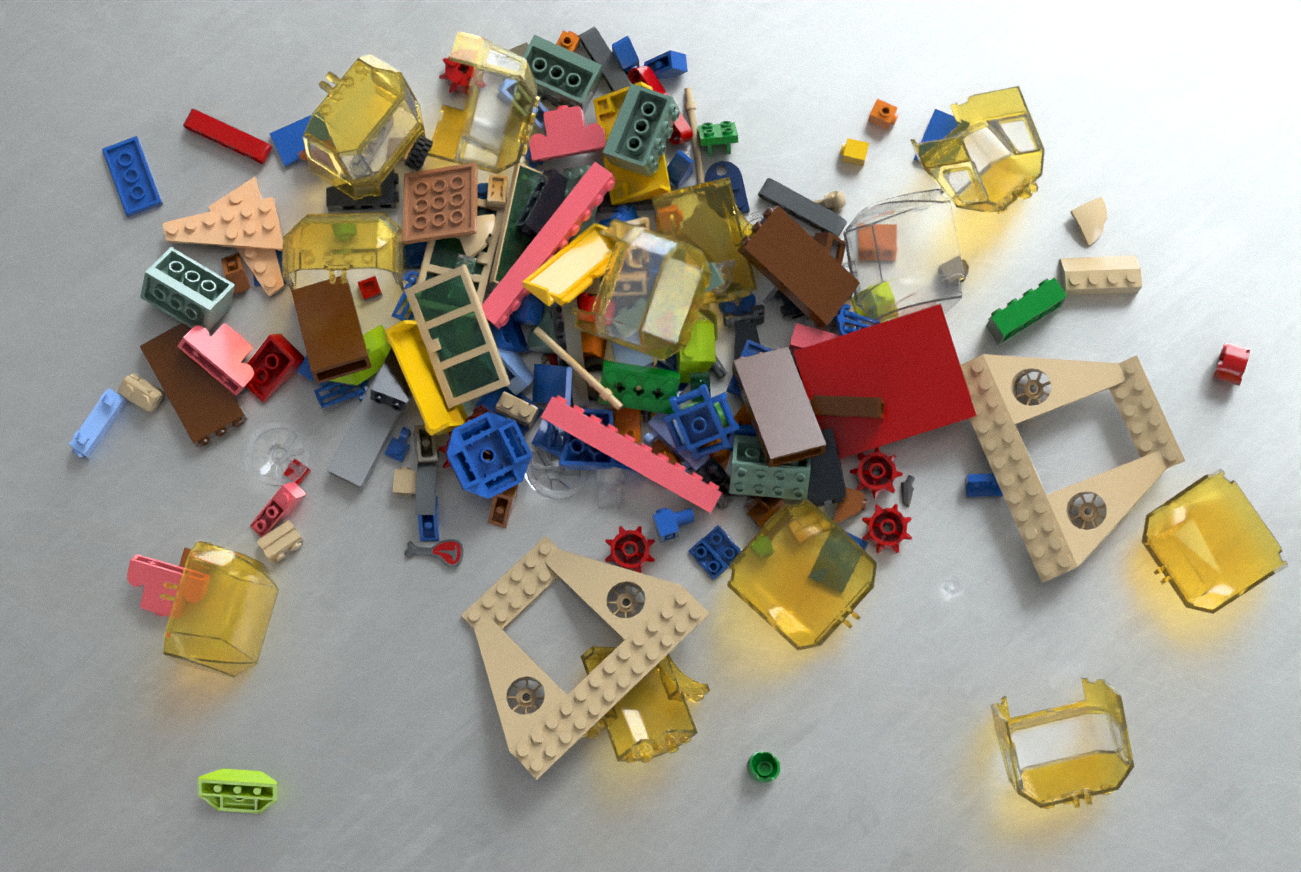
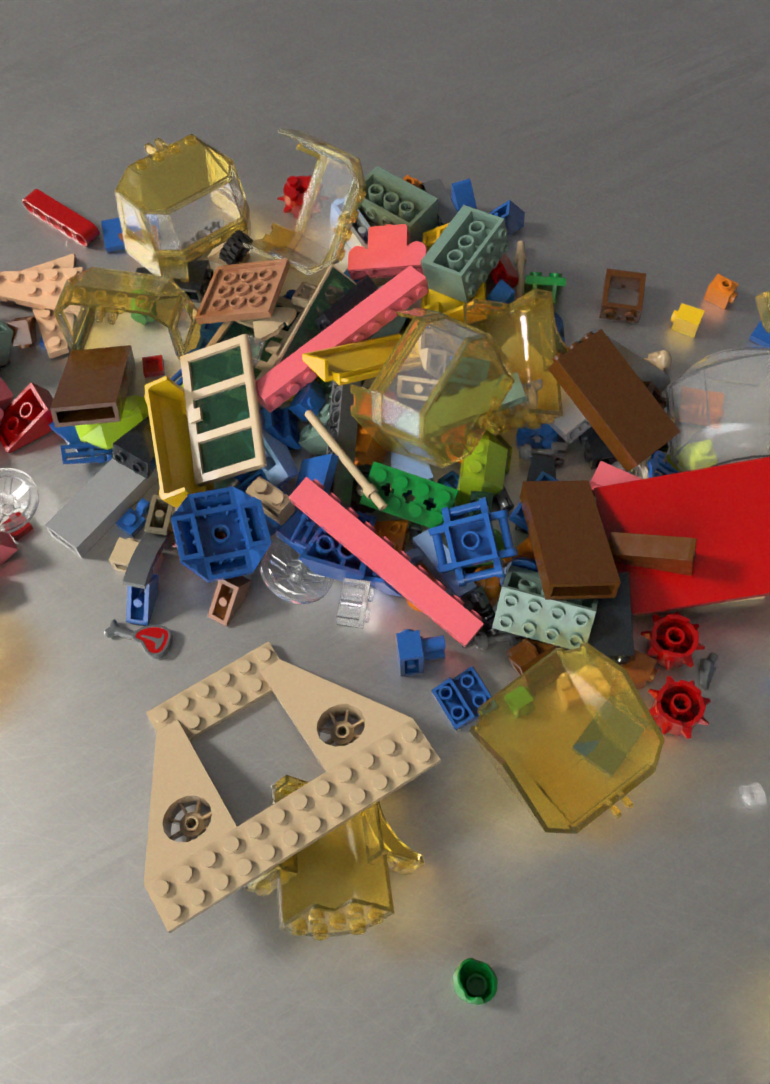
camera: 15 degrees right, 15 degrees down
(628, 539) = (362, 662): red brick -> none
(787, 117) = (624, 281): none -> reddish brown window

